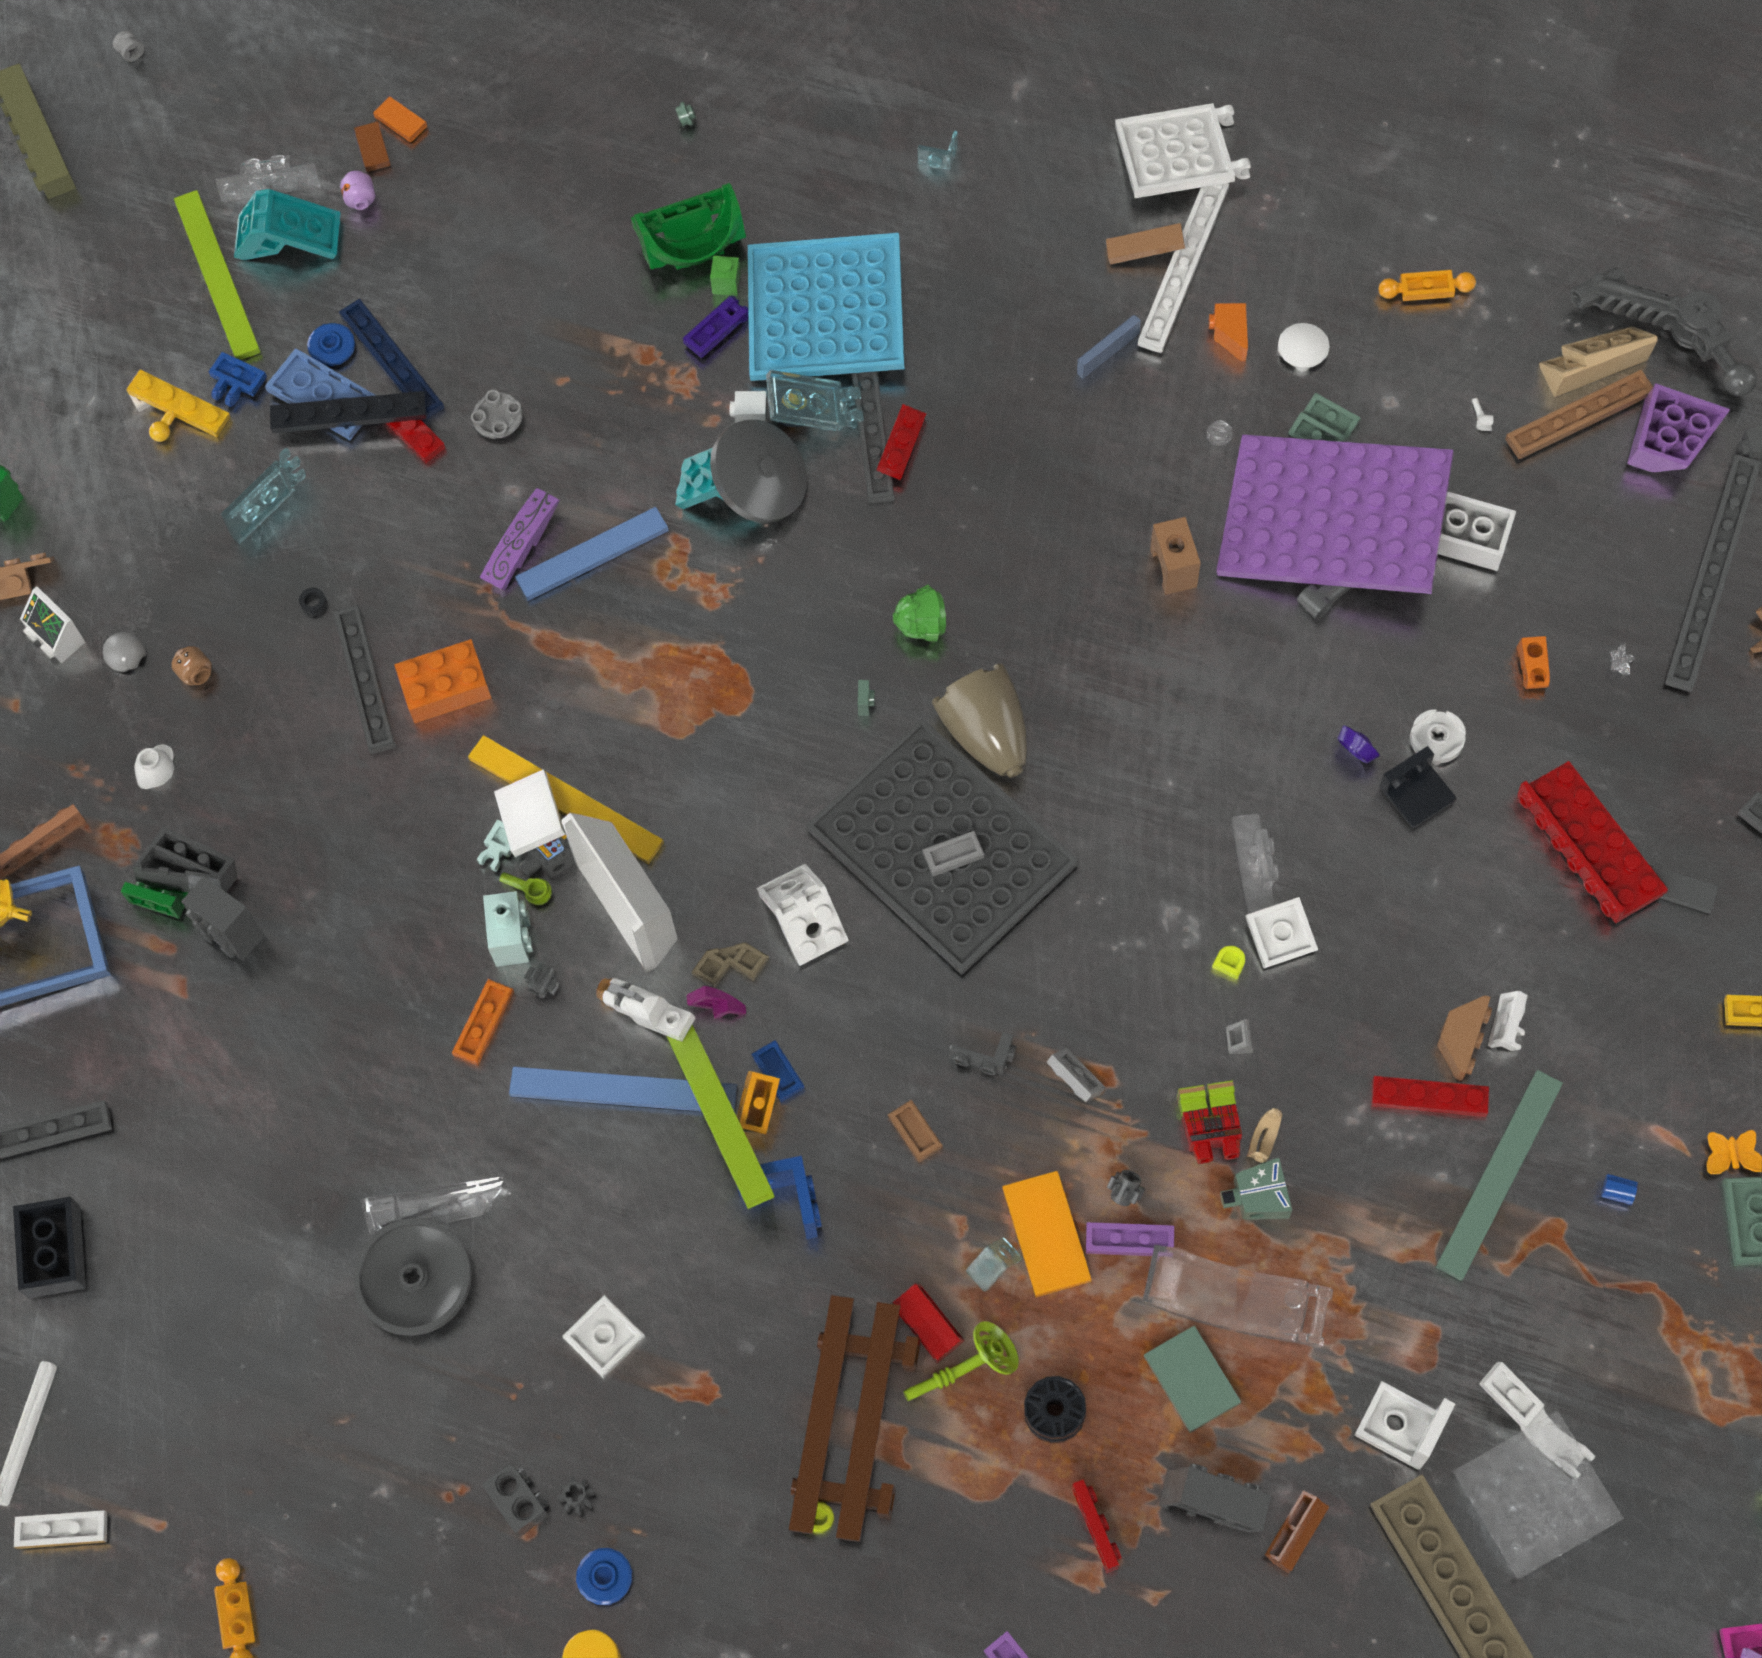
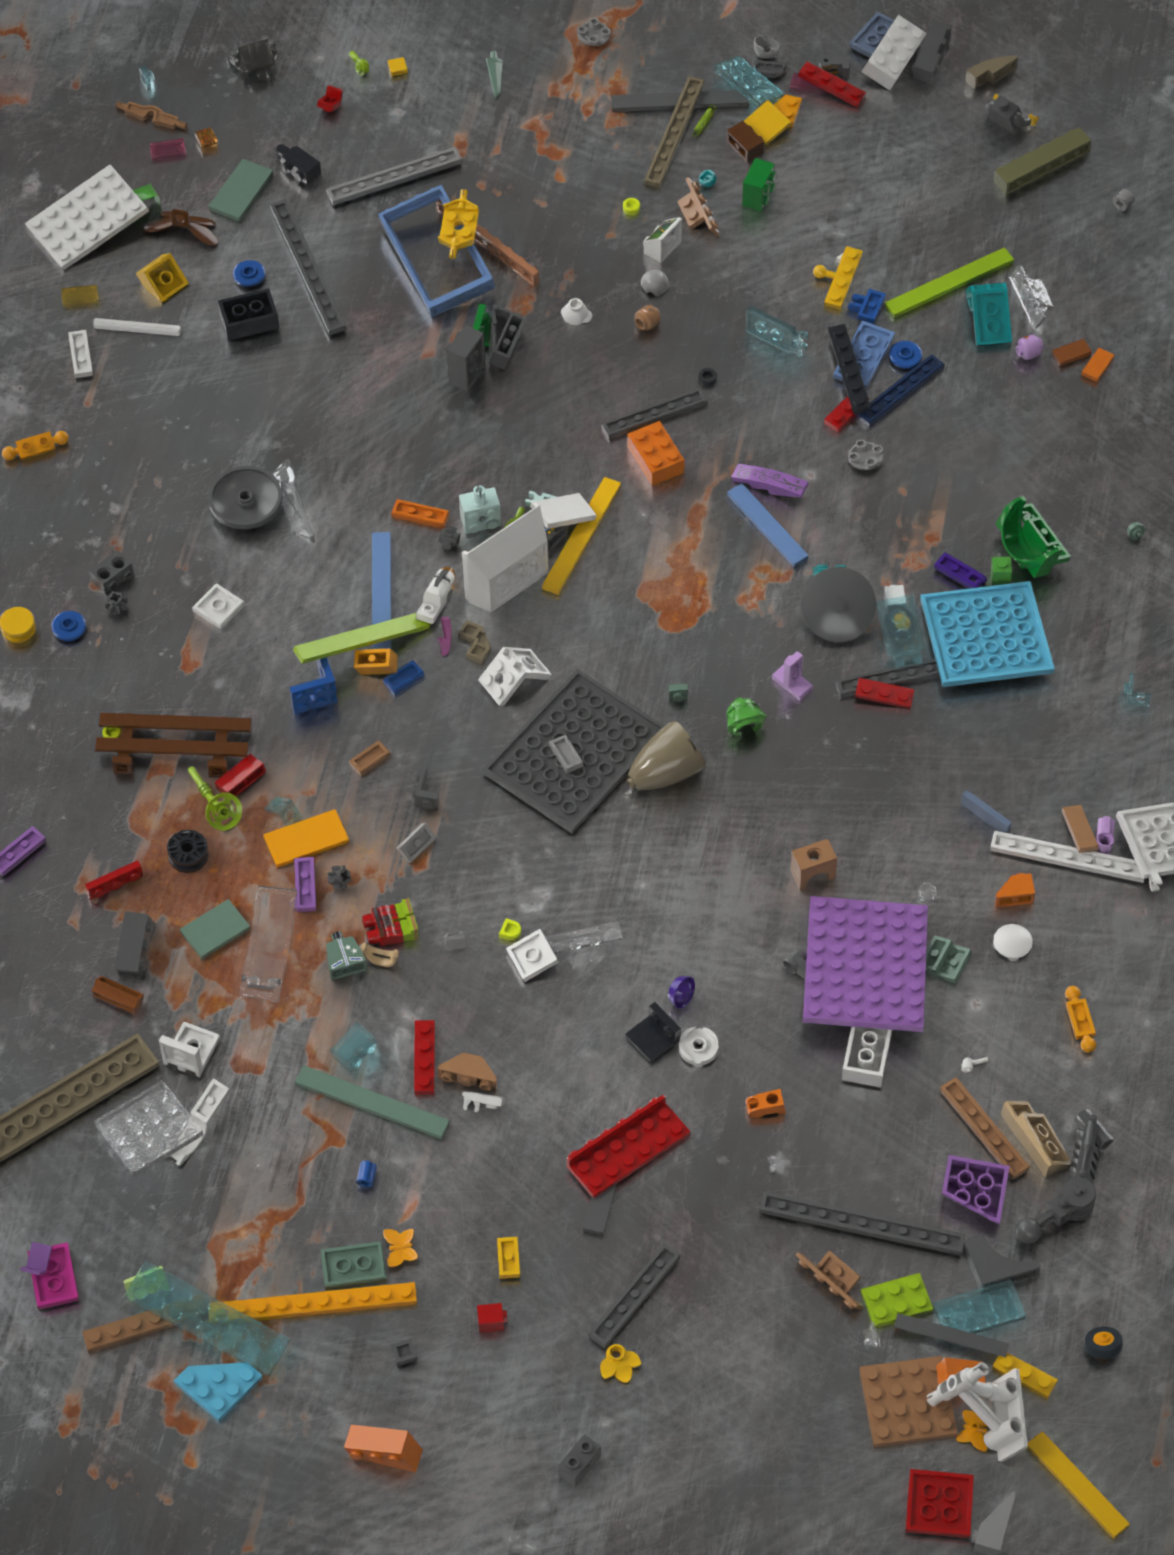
camera: 80 degrees right, 10 degrees down
(864, 549) = (790, 676): none -> lavender bracket
(1156, 217) = (1105, 834): none -> lavender piece
(1417, 1188) = (354, 1047): none -> clear light blue brick

